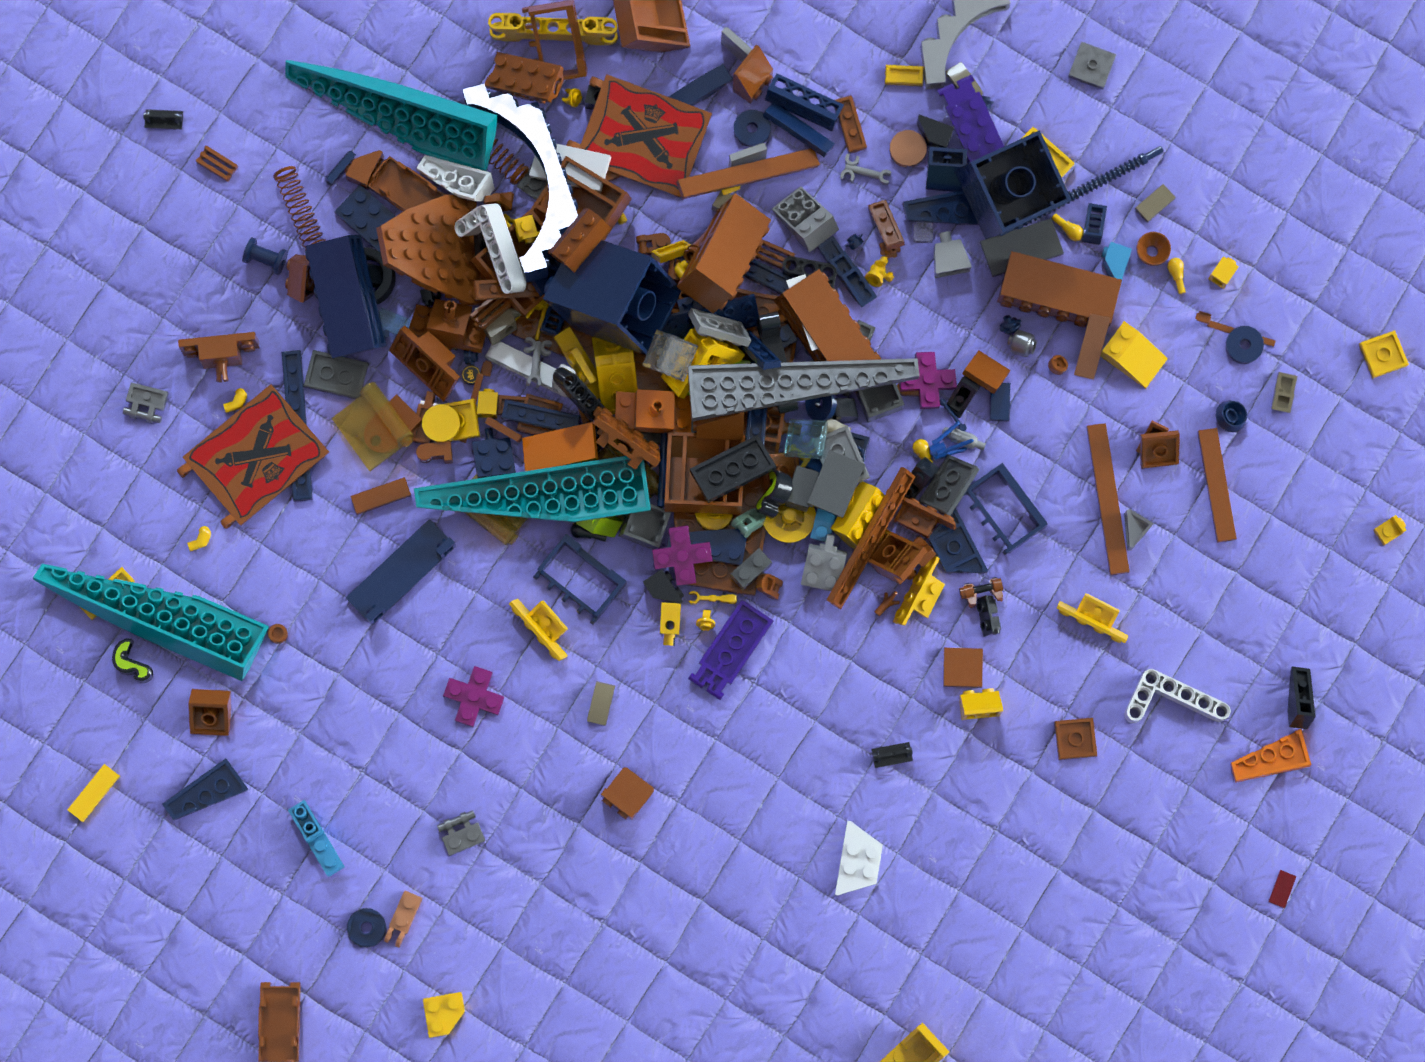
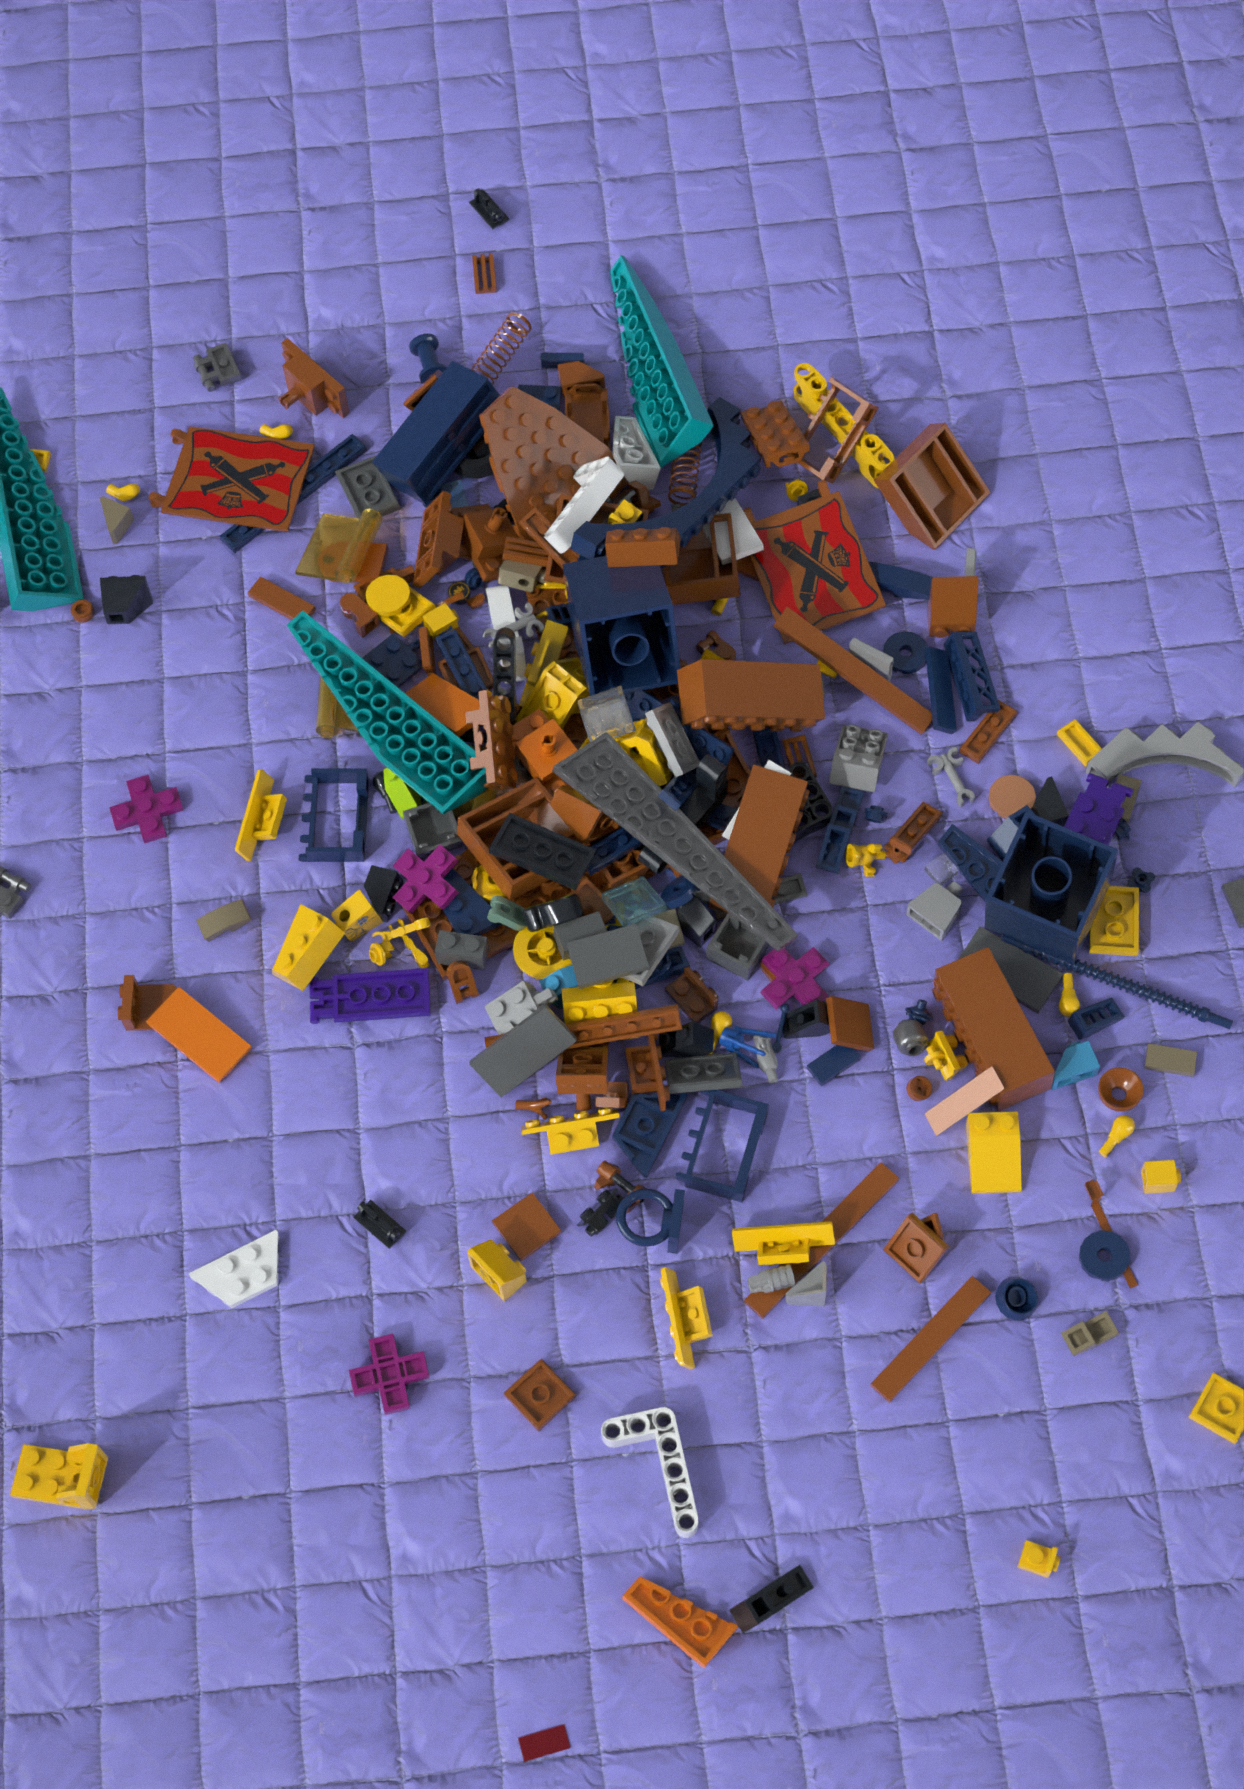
camera: 60 degrees right, 15 degrees down
(220, 559) = (117, 518): none -> dark tan slope
(298, 600) = (124, 598): none -> black slope
(401, 572) = (219, 666): dark blue bracket -> none
(667, 666) = (306, 947): none -> yellow wedge
(673, 776) = (199, 1035): none -> orange tile
(709, 582) = (401, 931): none -> yellow piece
(854, 583) = (523, 1050): none -> dark grey tile
(889, 451) = (693, 995): none -> reddish brown bracket
(995, 818) = (389, 1374): none -> magenta plate
(1025, 125) = (1139, 874): none -> dark blue plate
(1033, 578) = (670, 1221): none -> dark blue tile
(1048, 333) = (942, 1056): none -> yellow hips
(1097, 524) = (783, 1242): none -> yellow bracket
(1114, 547) = (772, 1280): none -> light grey hinge

